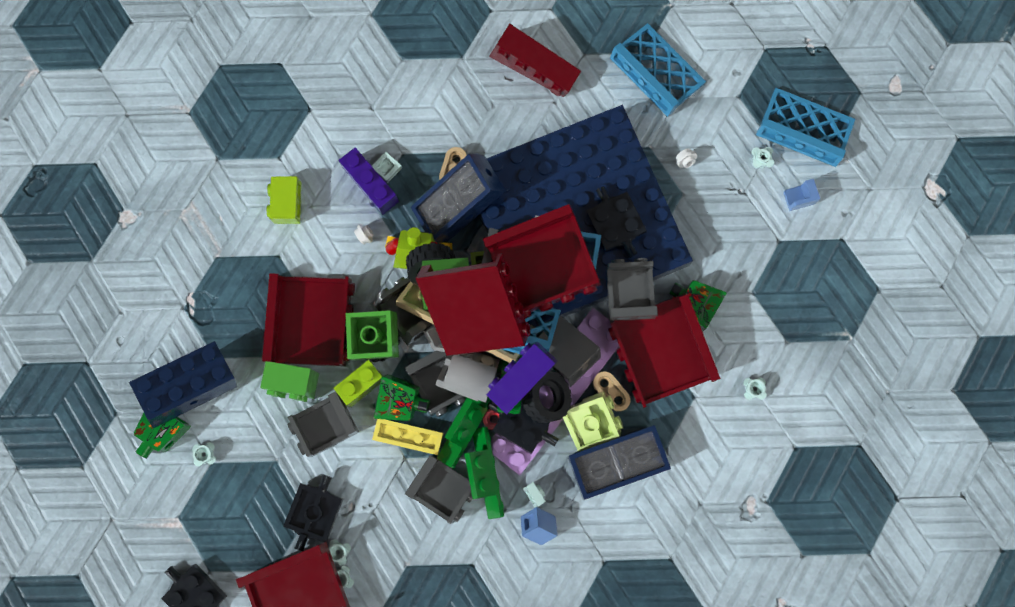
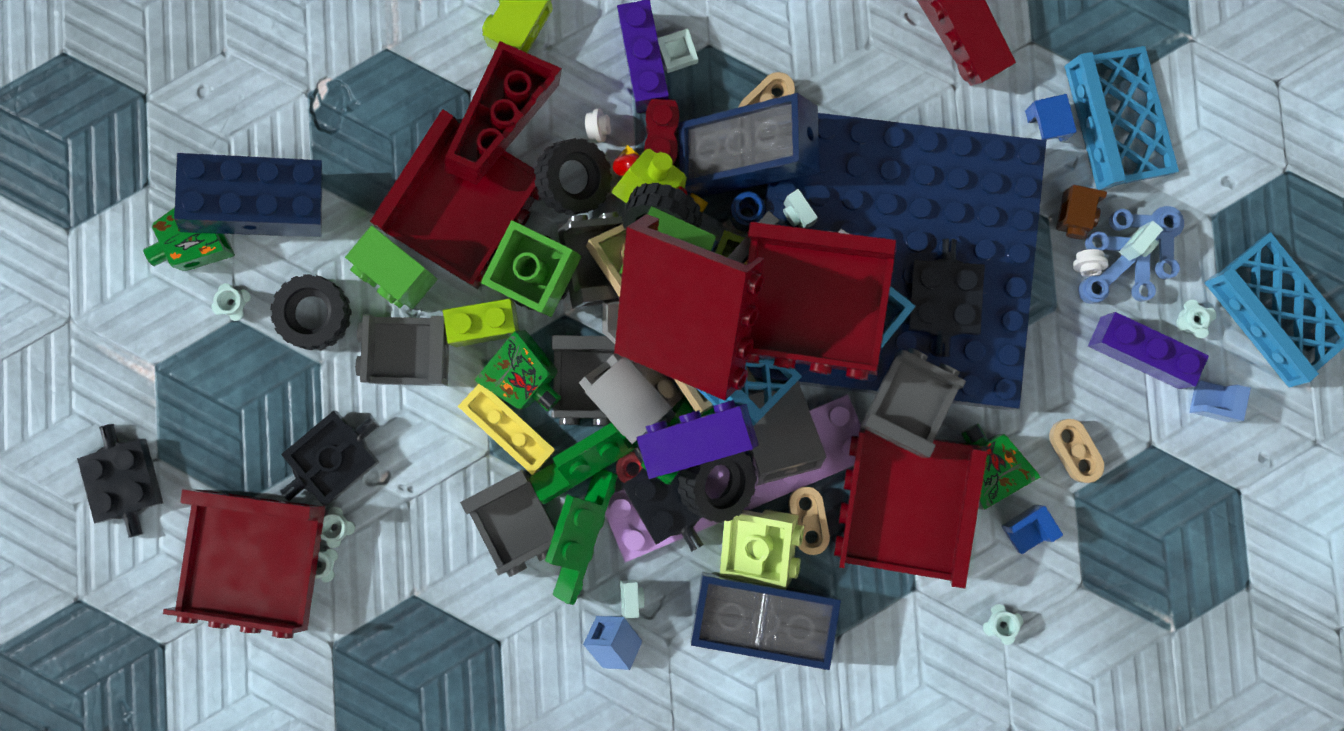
camera: 25 degrees right, 5 degrees up
(238, 428) = (287, 300): none -> black tyre
(303, 252) = (500, 109): none -> dark red wedge
(378, 259) = (597, 172): none -> black tyre
(402, 214) = (662, 127): none -> dark red brick
(474, 230) = (750, 202): none -> blue brick
(506, 218) = (799, 211): none -> light aqua plate
(619, 90) = (1053, 117): none -> blue panel
(663, 133) = (1079, 211): none -> reddish brown brick
(708, 131) = (1142, 242): none -> light aqua plate
(708, 138) = (1142, 264): none -> medium blue plant
(739, 266) = (1076, 449): none -> tan plate
(739, 325) = (1032, 528): none -> blue panel
(746, 189) = (1148, 351): none -> dark purple brick

